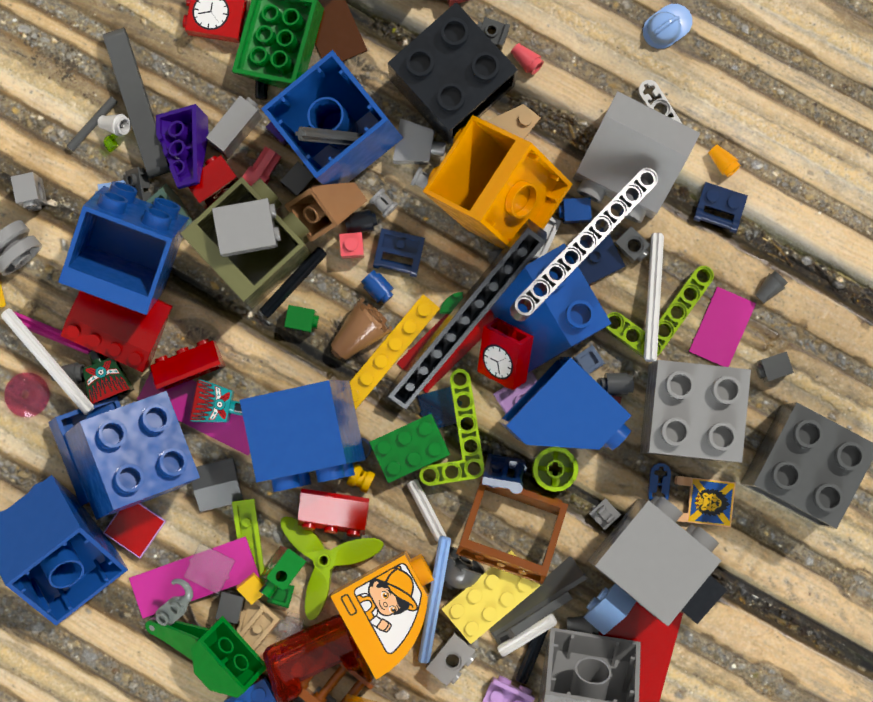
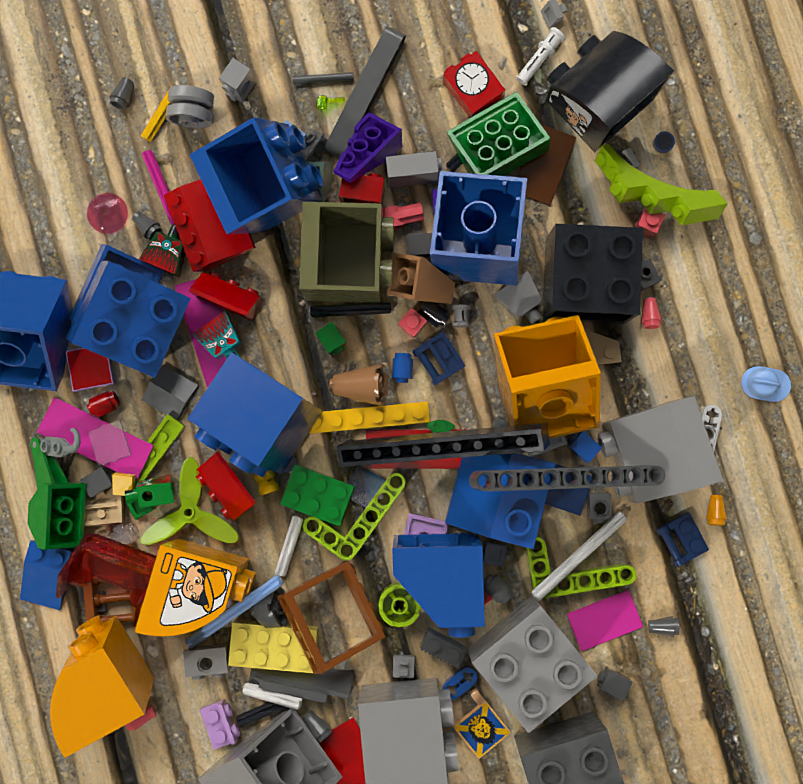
camera: 50 degrees right, 0 degrees up
(47, 361) = (139, 204): white axle -> none
(116, 124) = (337, 93): white cone -> none
(173, 544) = (103, 404): none -> red brick
(246, 227) = (349, 240): light grey brick -> none
(327, 136) = (464, 231): dark grey axle -> none
(420, 178) = (501, 323): light grey bush -> none
(496, 472) = (359, 568): dark blue plate -> none
(505, 353) = (442, 495): red brick -> none
(609, 608) = (341, 735): light blue brick -> none
(620, 469) = (443, 647): none -> dark grey brick

